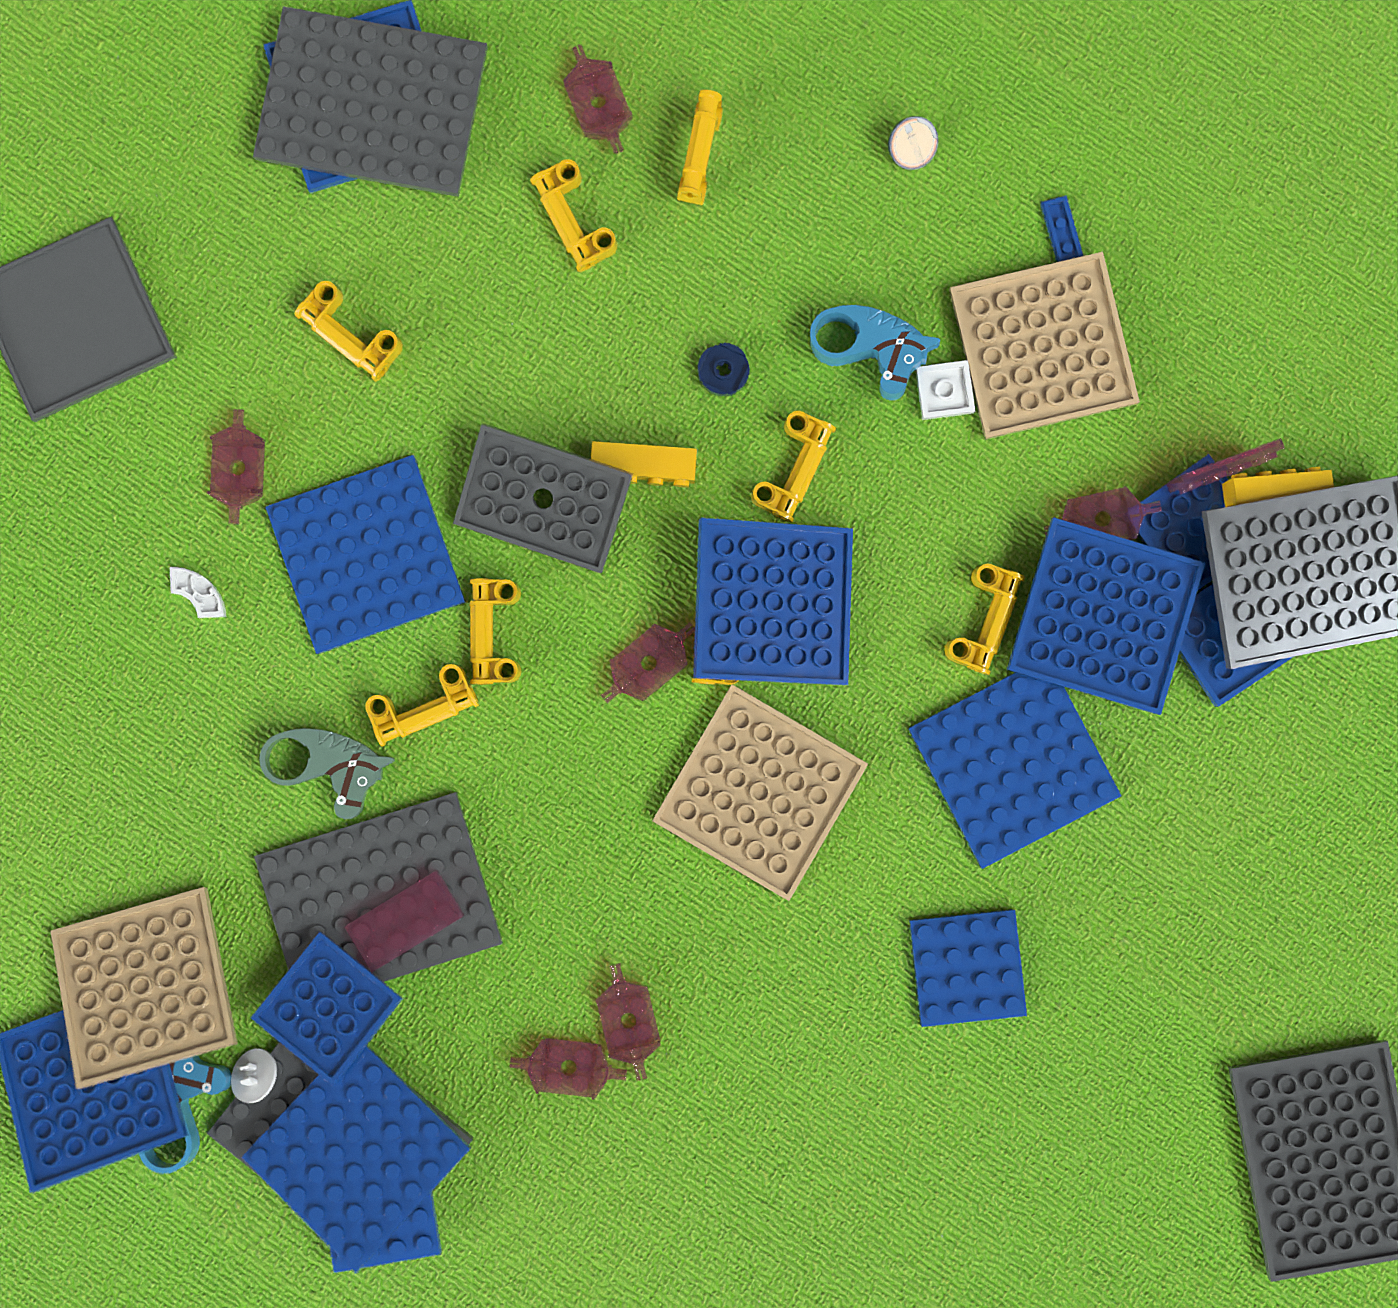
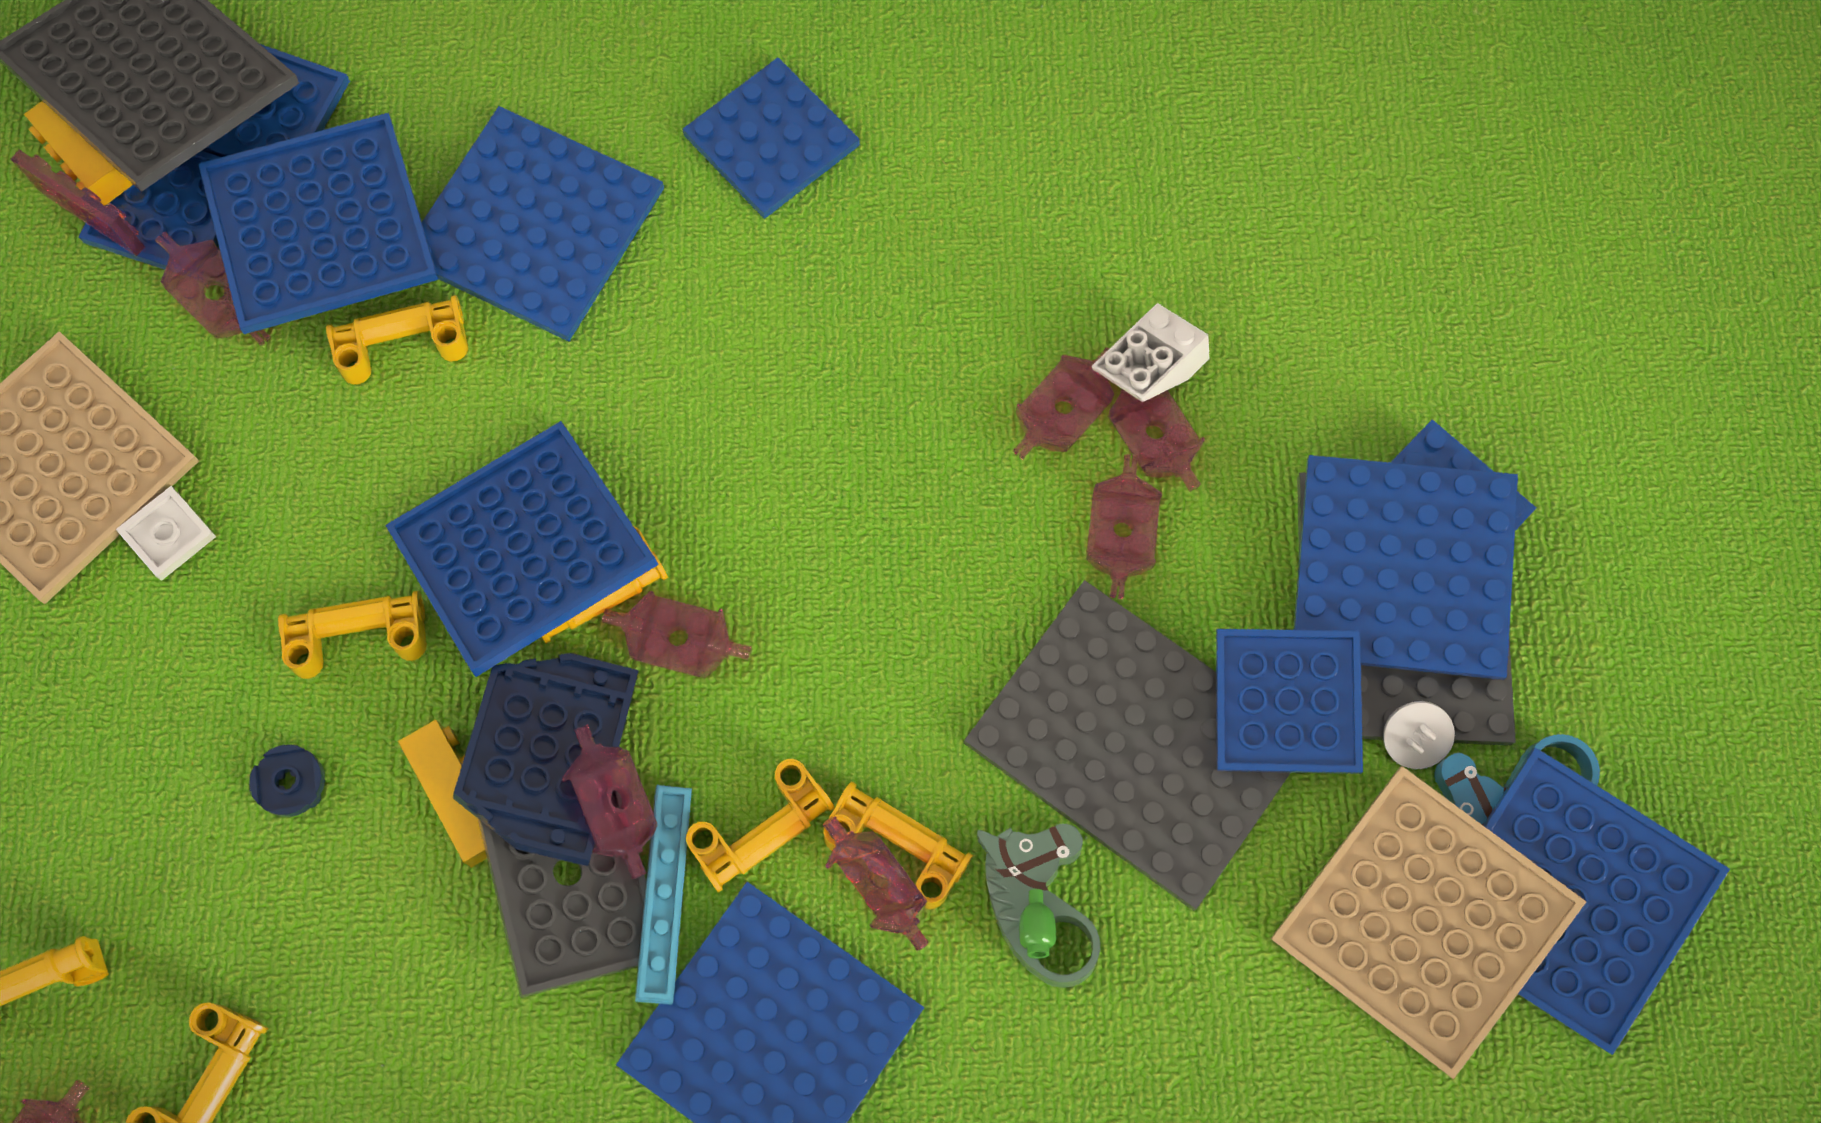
camera: 125 degrees left, 15 degrees down
(306, 750) = (1037, 926): none -> bright green plant
(400, 678) = (892, 899): none -> plate
(404, 921) = (1138, 692): clear pink plate -> none
(491, 547) = (663, 896): none -> medium azure tile
(524, 1016) = (1130, 502): none -> clear pink plate
(580, 551) = (594, 778): none -> clear pink plate
(614, 1102) = (1155, 354): none -> white slope
(622, 533) = (528, 744): none -> dark blue plate
(760, 792) = (735, 435): tan plate -> none
(879, 336) = (142, 635): dark azure animal -> none

